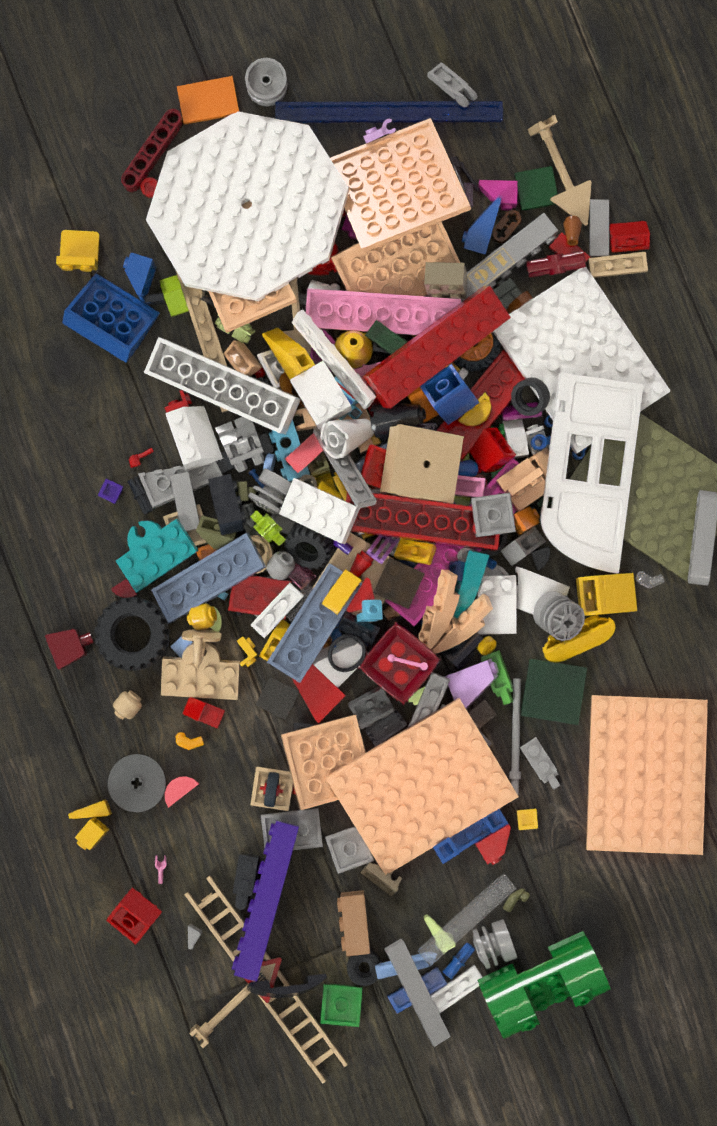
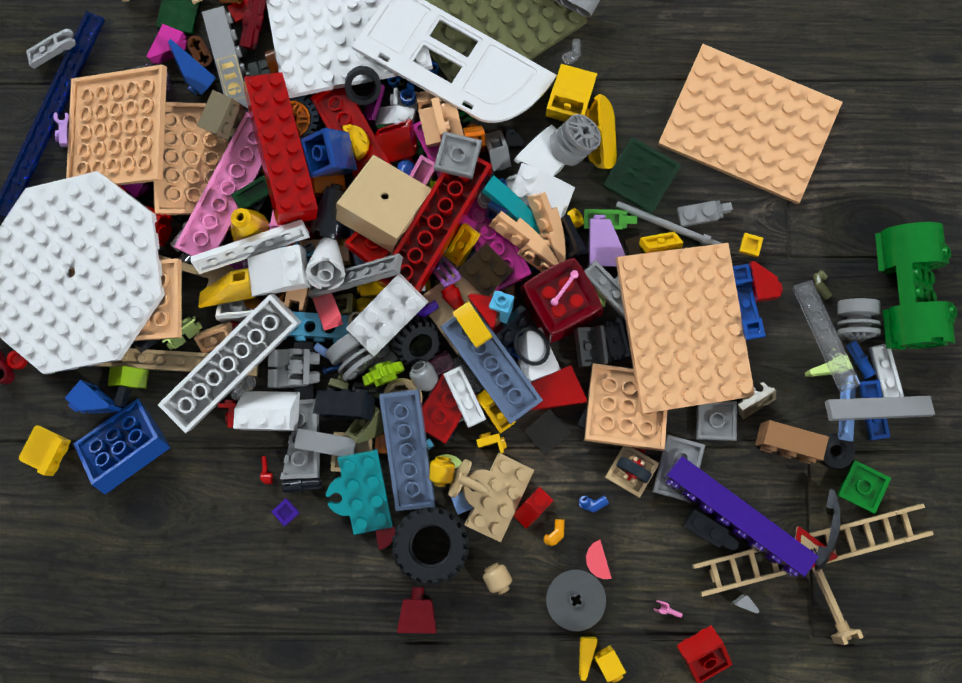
camera: 65 degrees left, 5 degrees down
(207, 406) = (244, 386): none -> clear arm
(227, 764) = (592, 505): none -> blue arm
(494, 734) = (661, 242): none -> yellow plate

